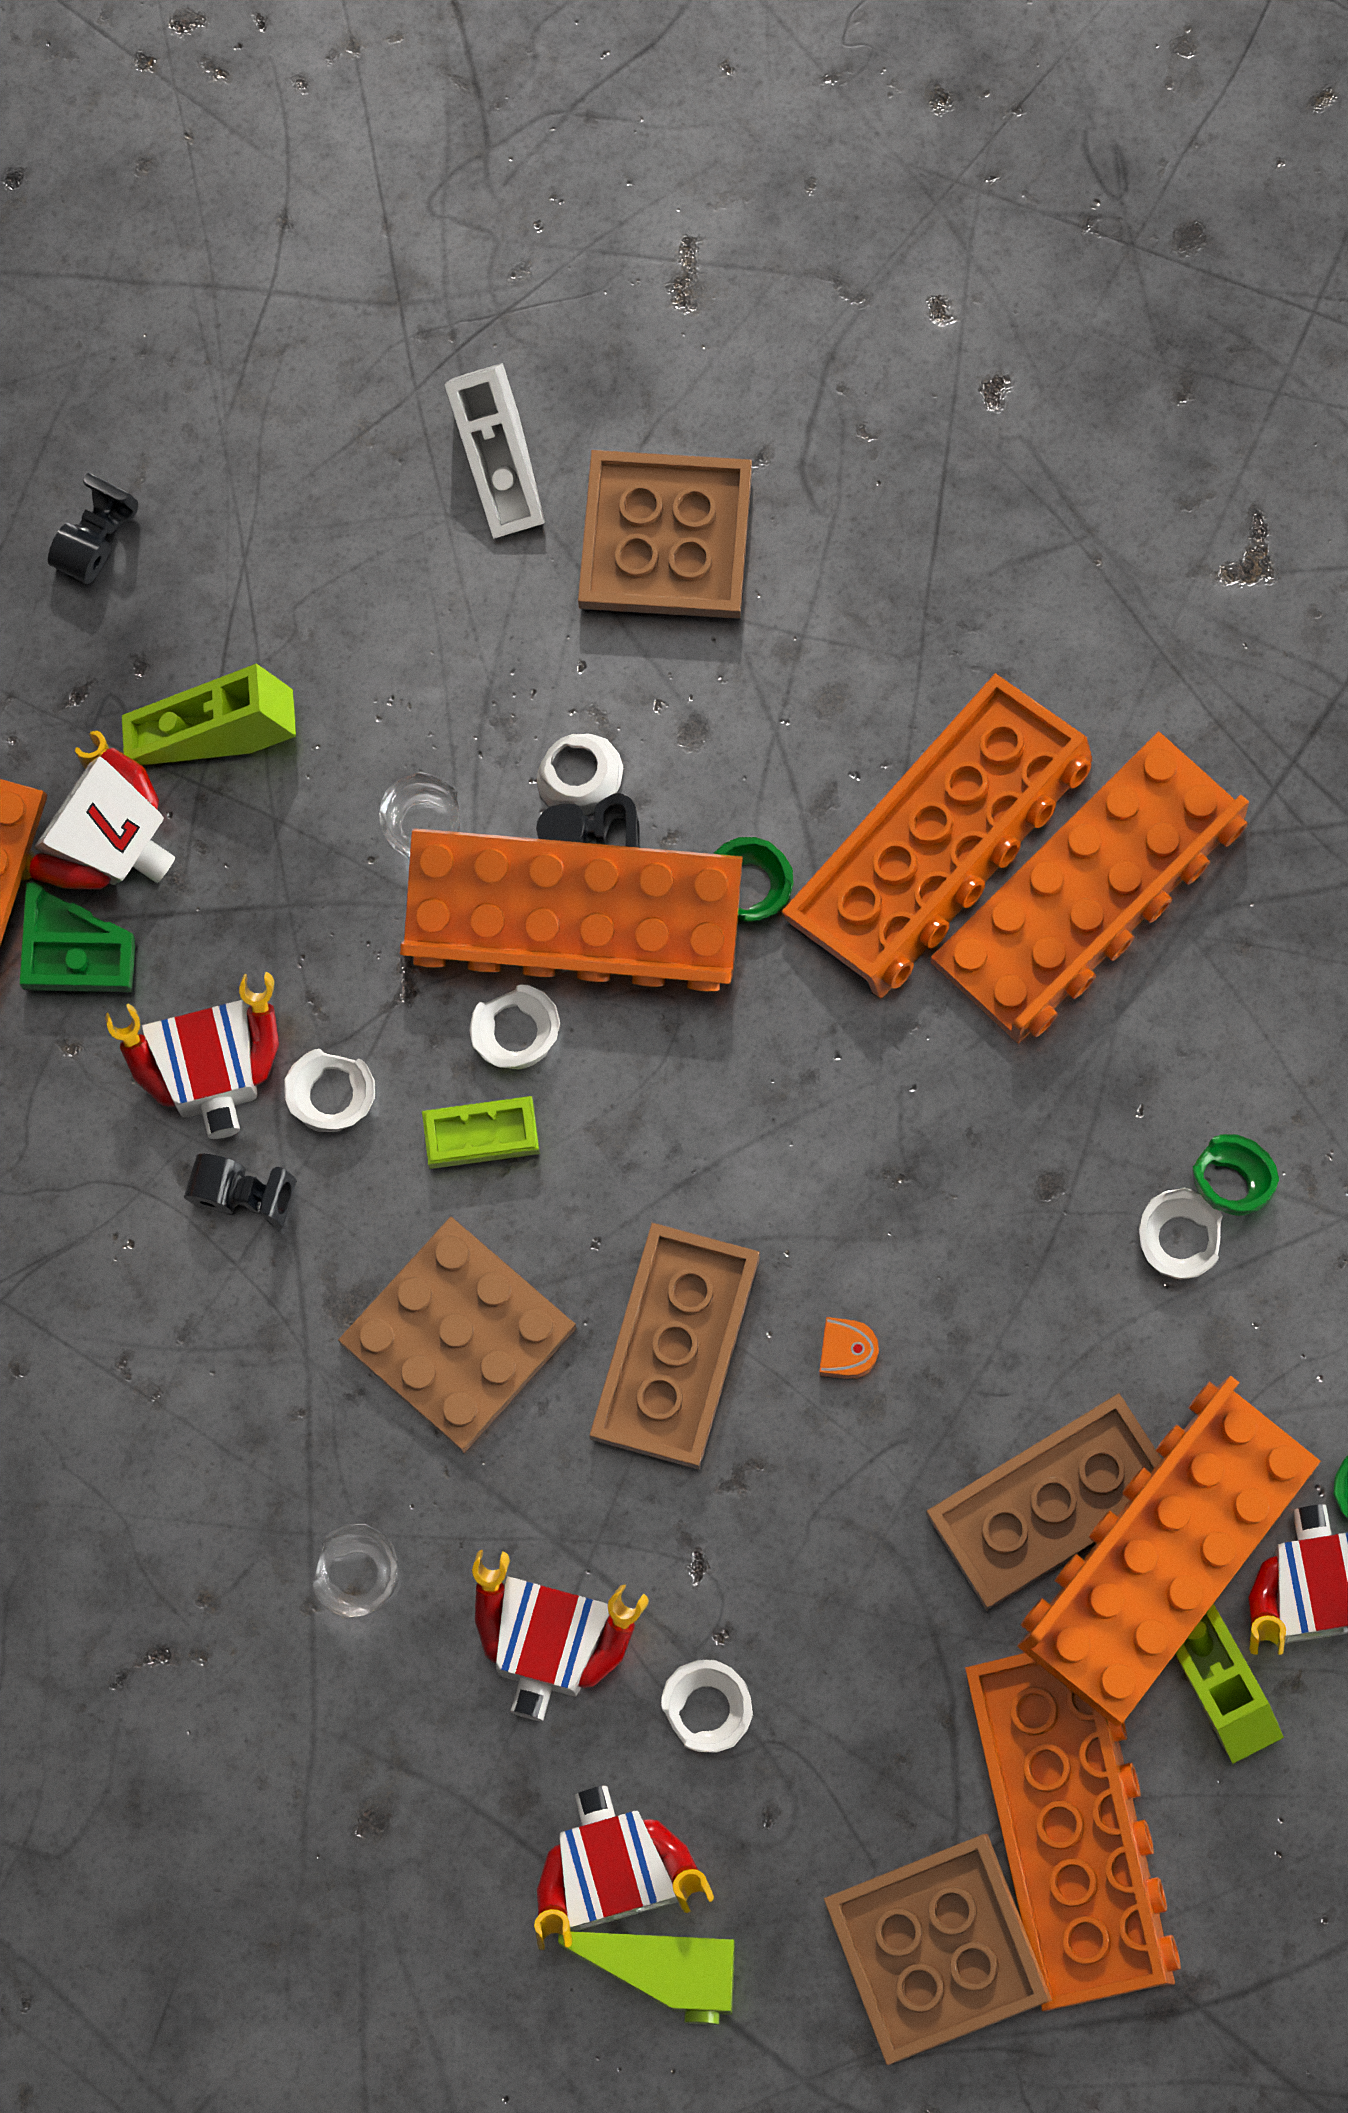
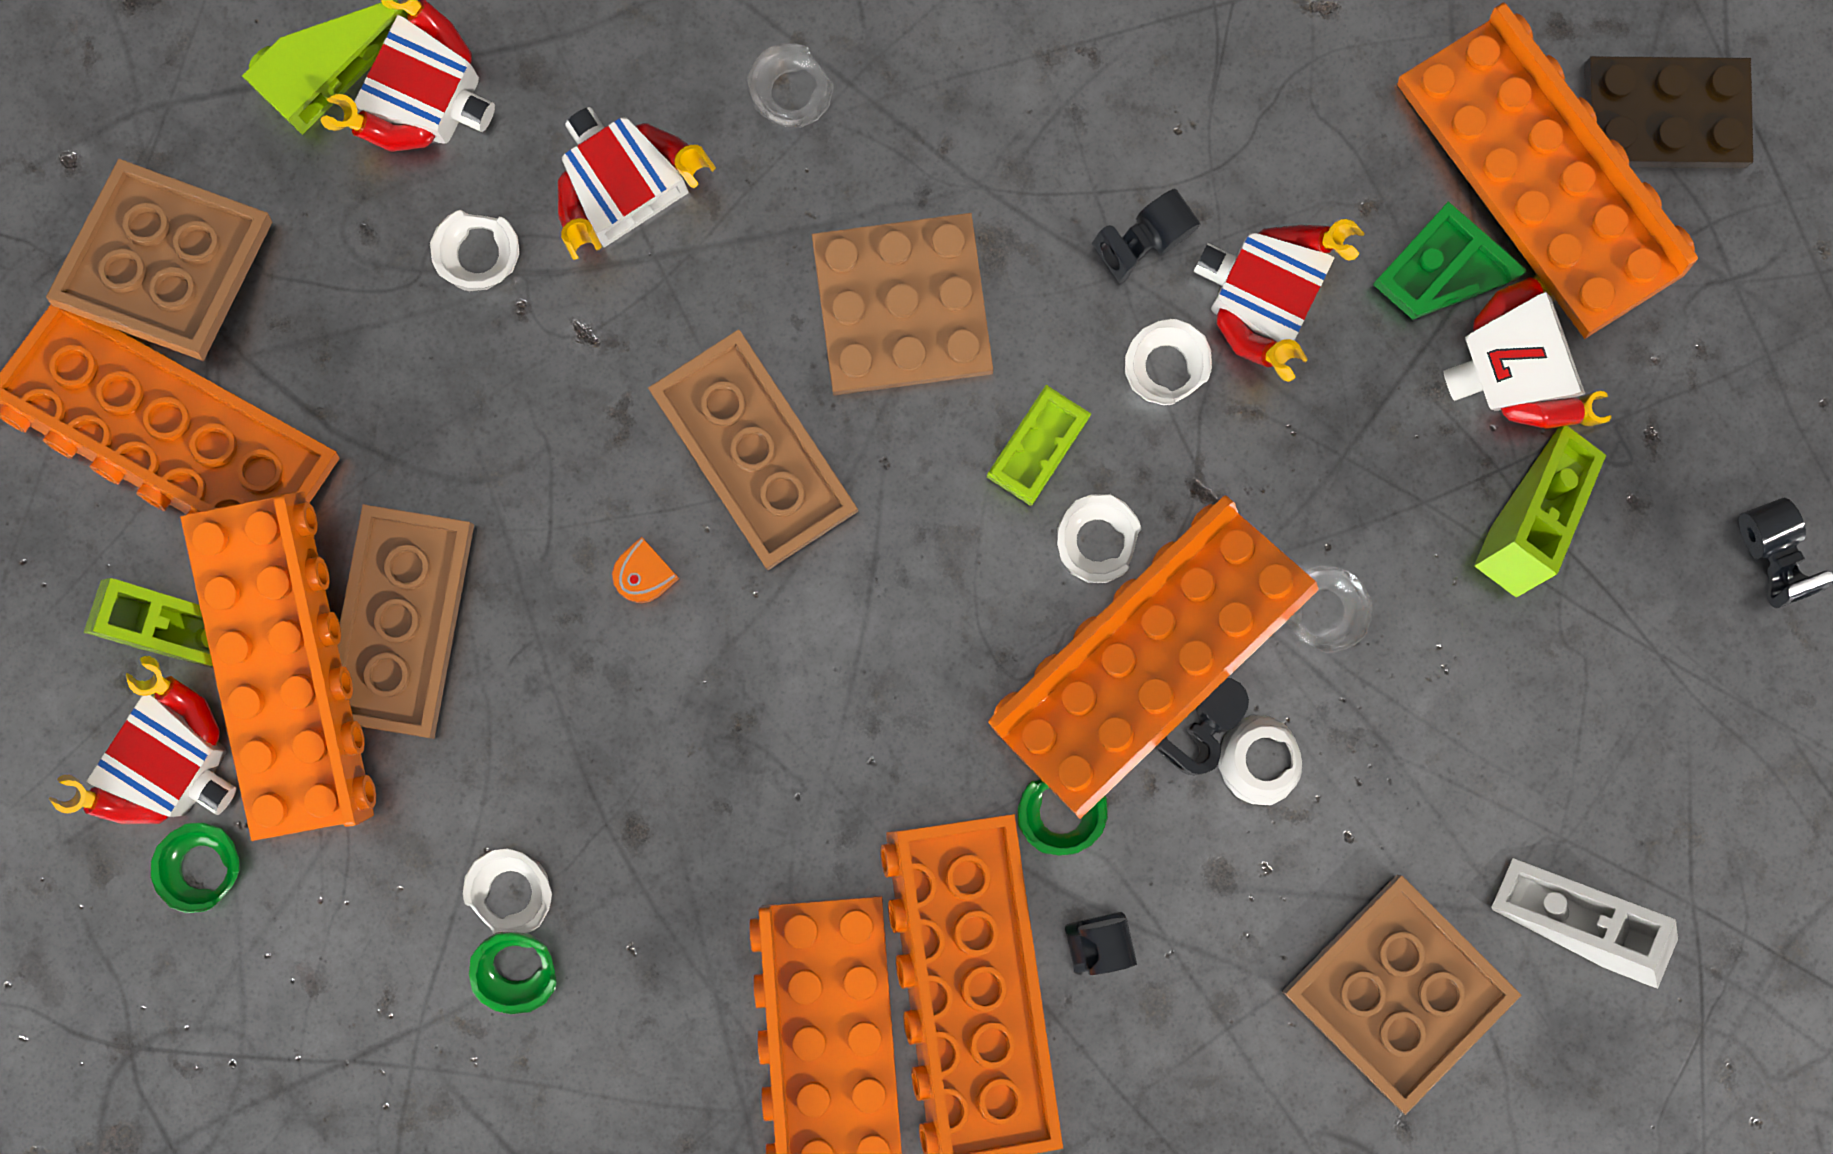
camera: 125 degrees right, 10 degrees up
(821, 760) = (1101, 944): none -> black leg

